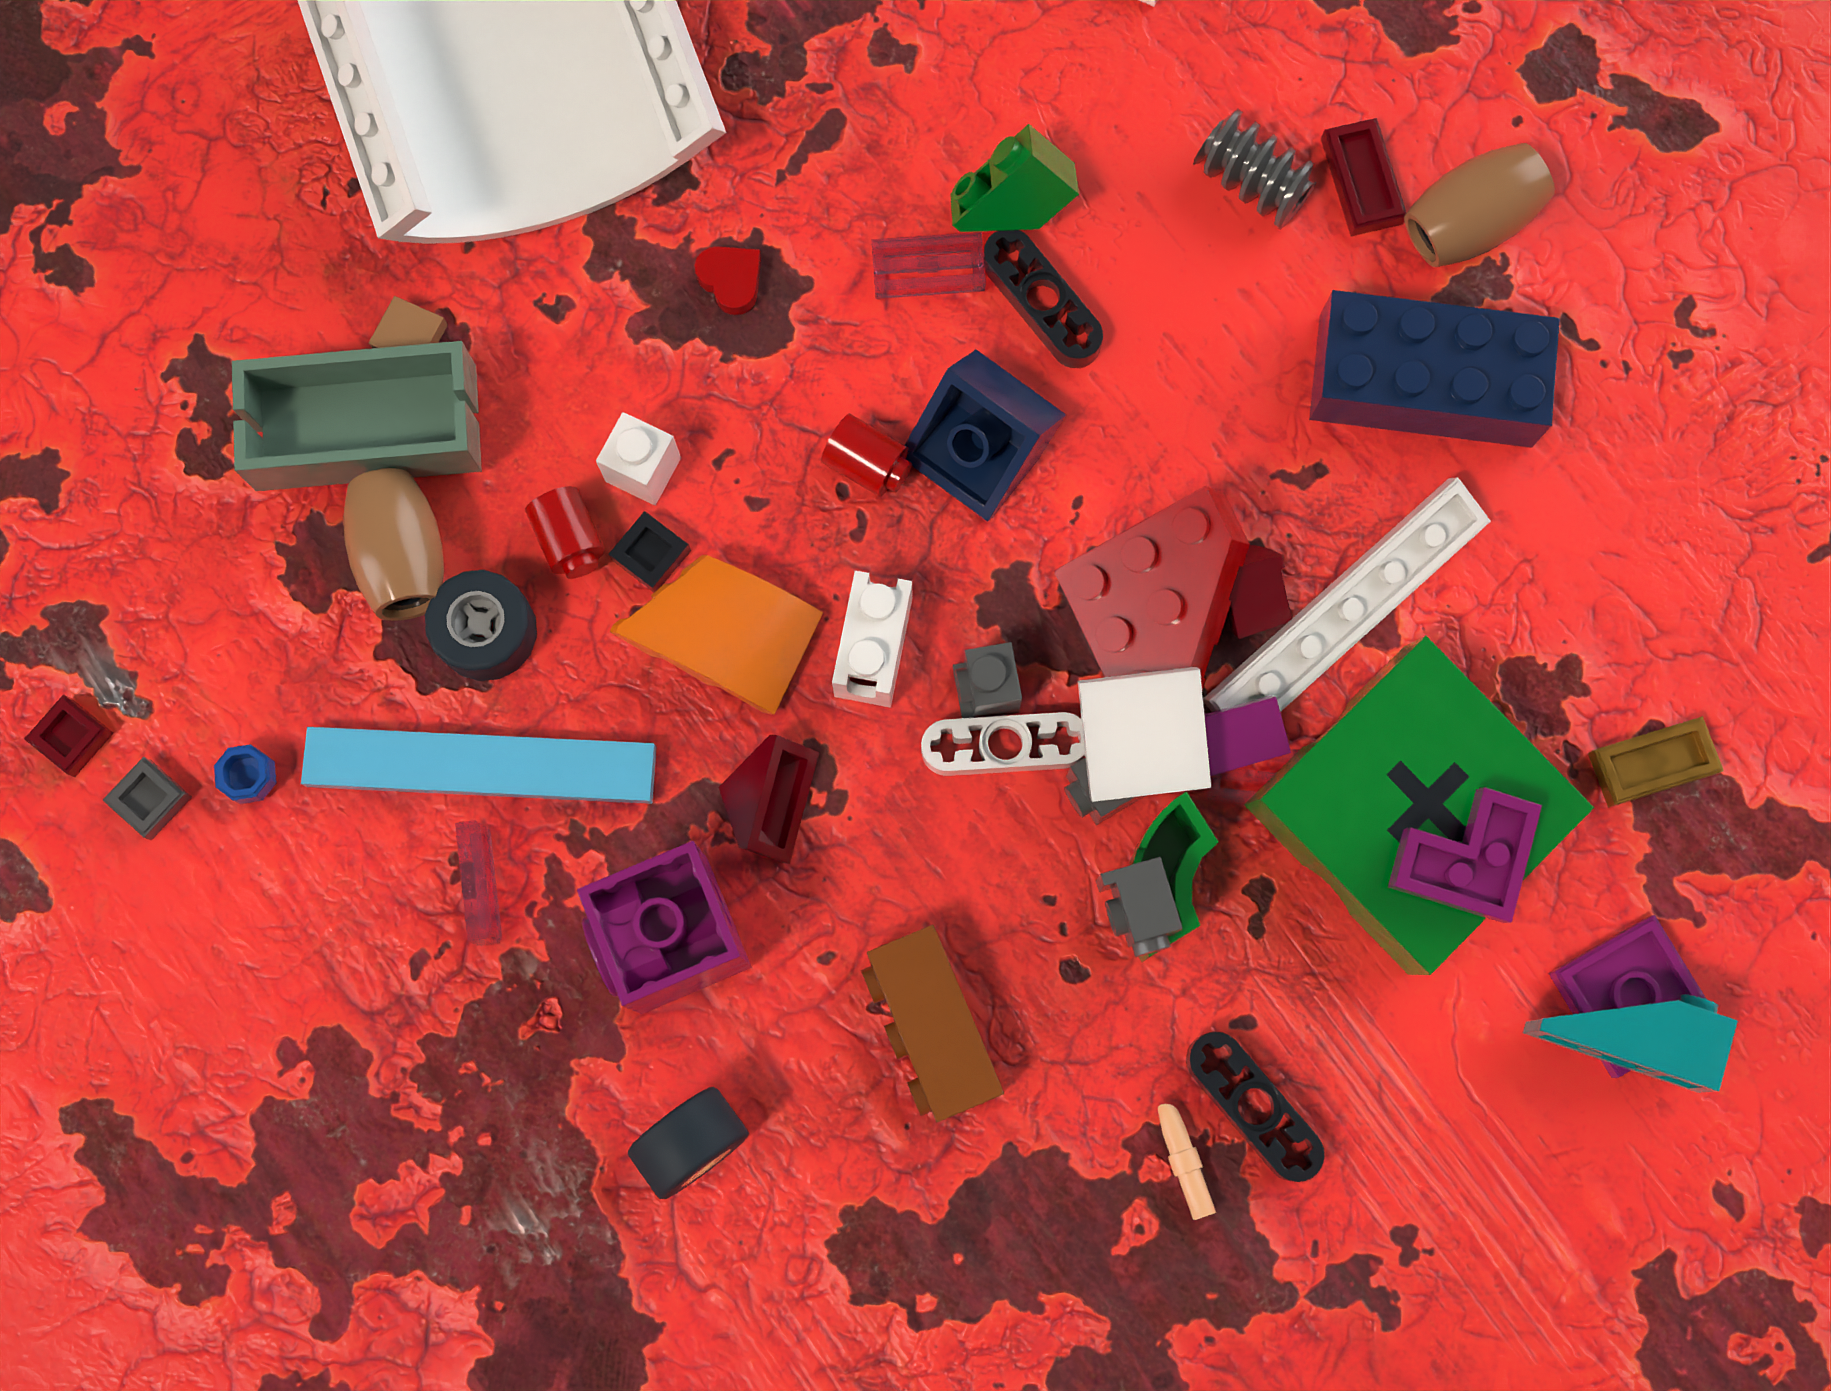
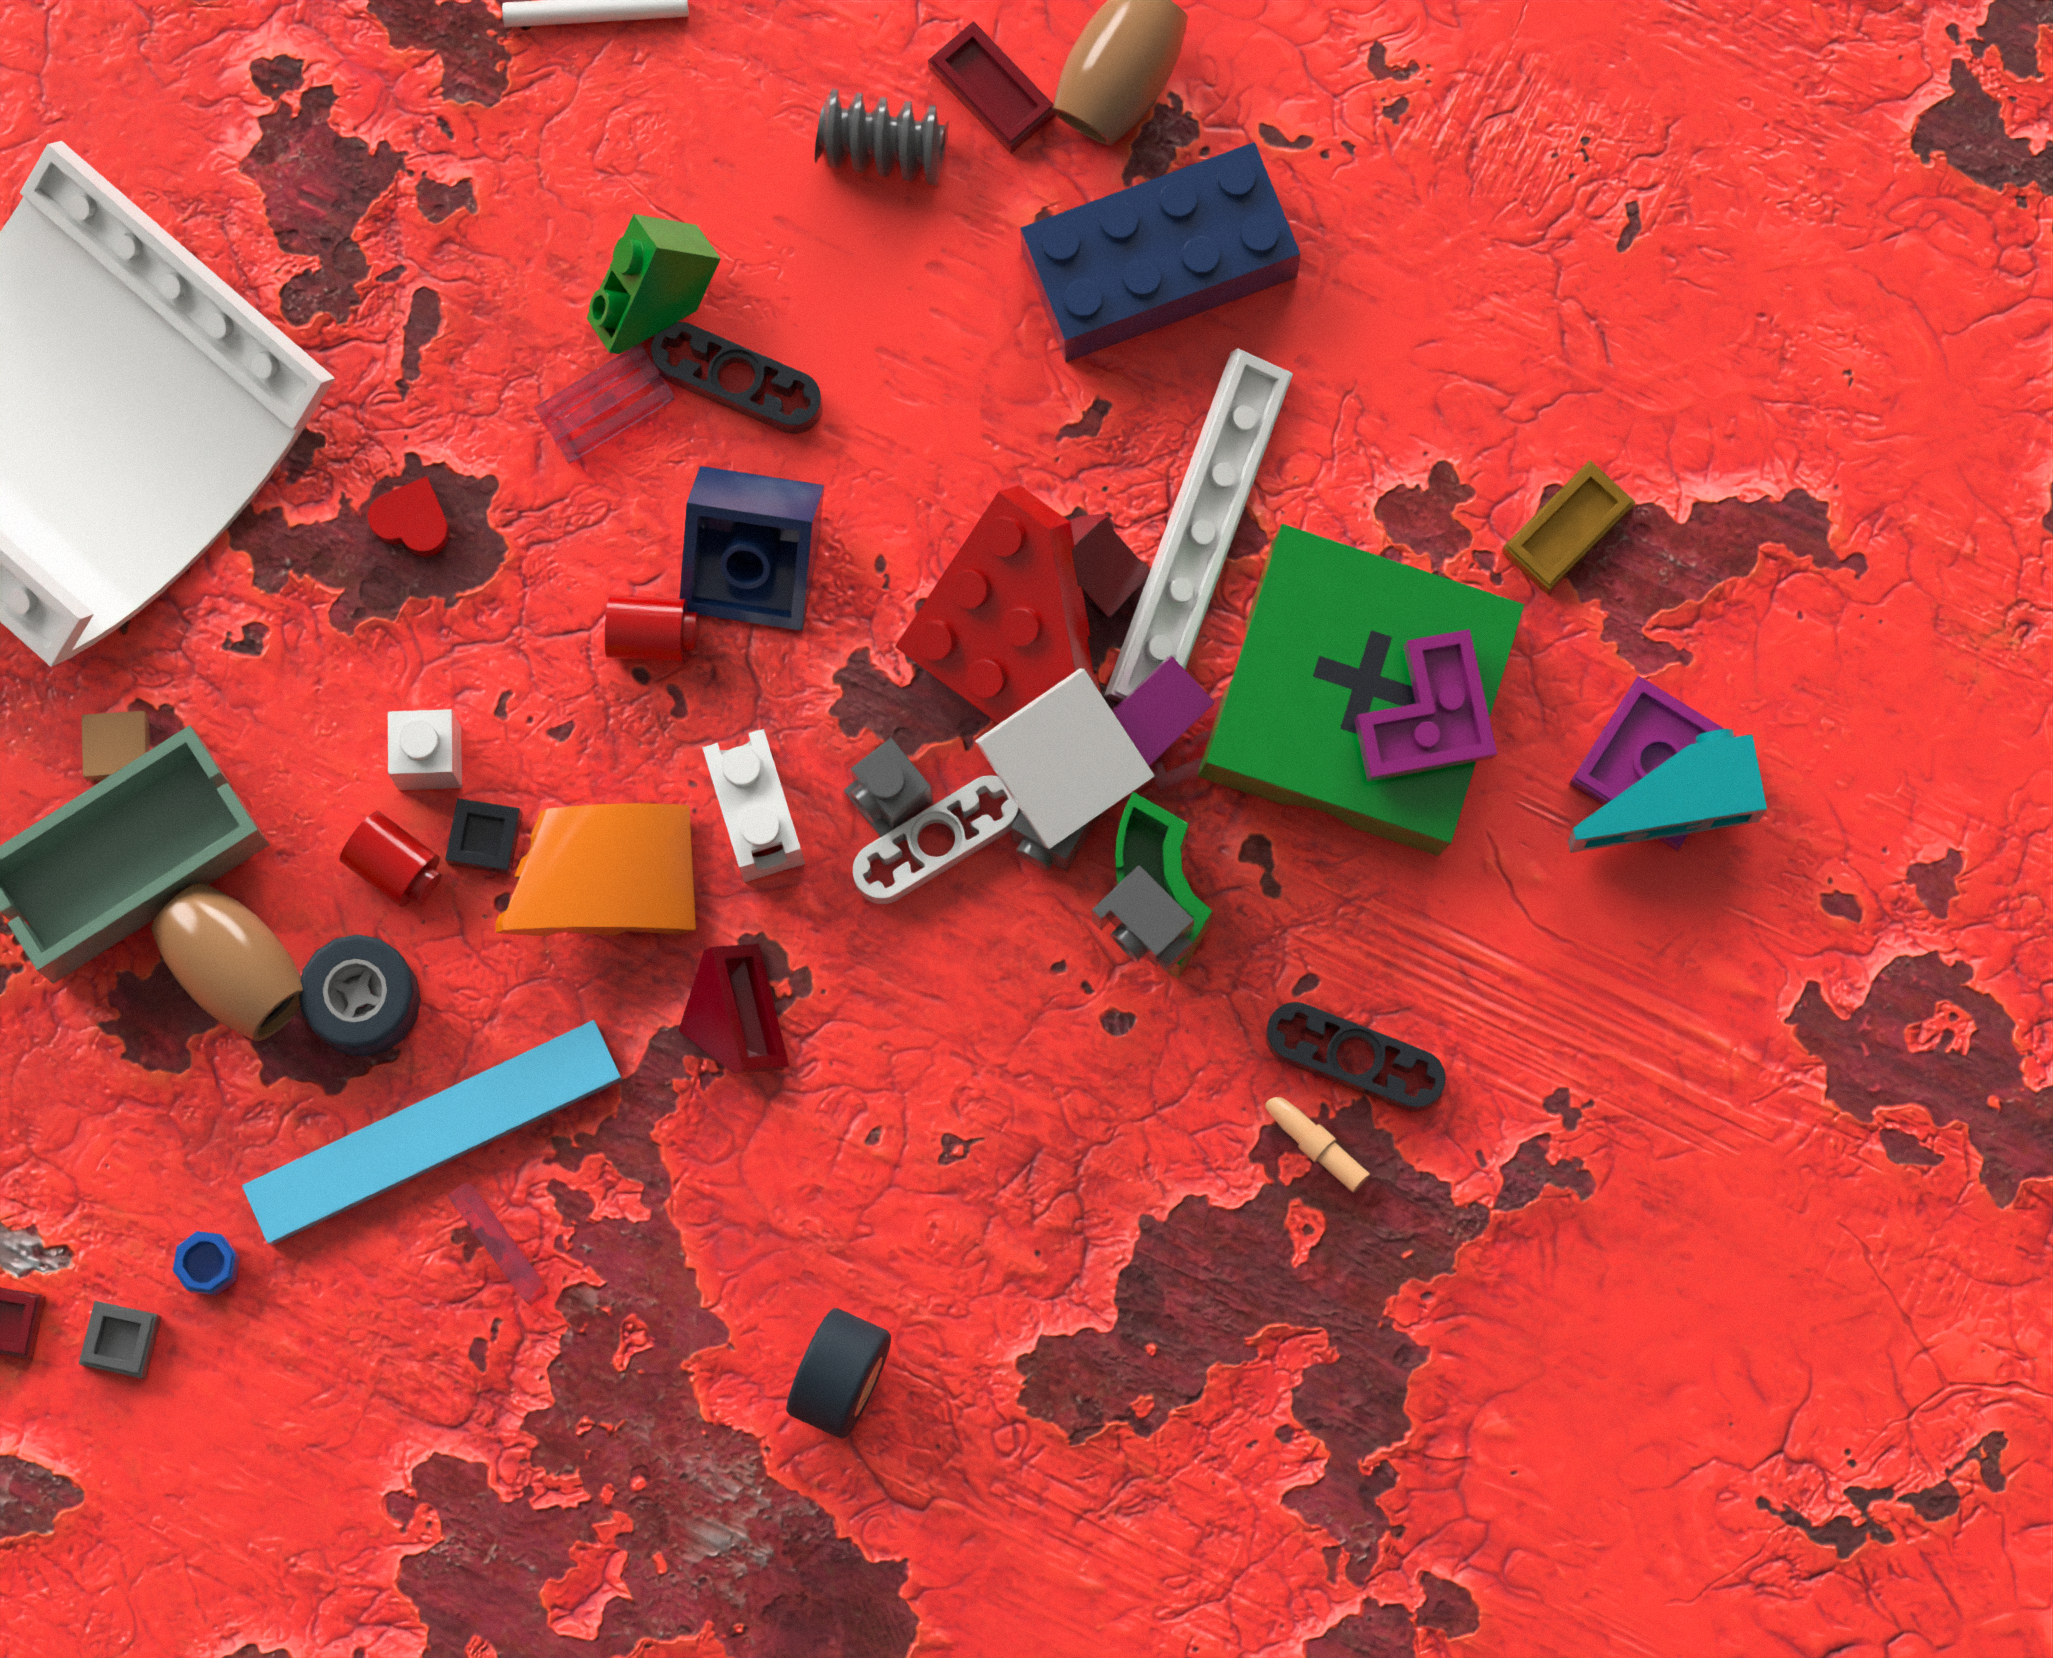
camera: 25 degrees left, 0 degrees up
(661, 929) = (708, 1184): magenta brick -> none
(931, 1025) = (1009, 1143): dark orange brick -> none

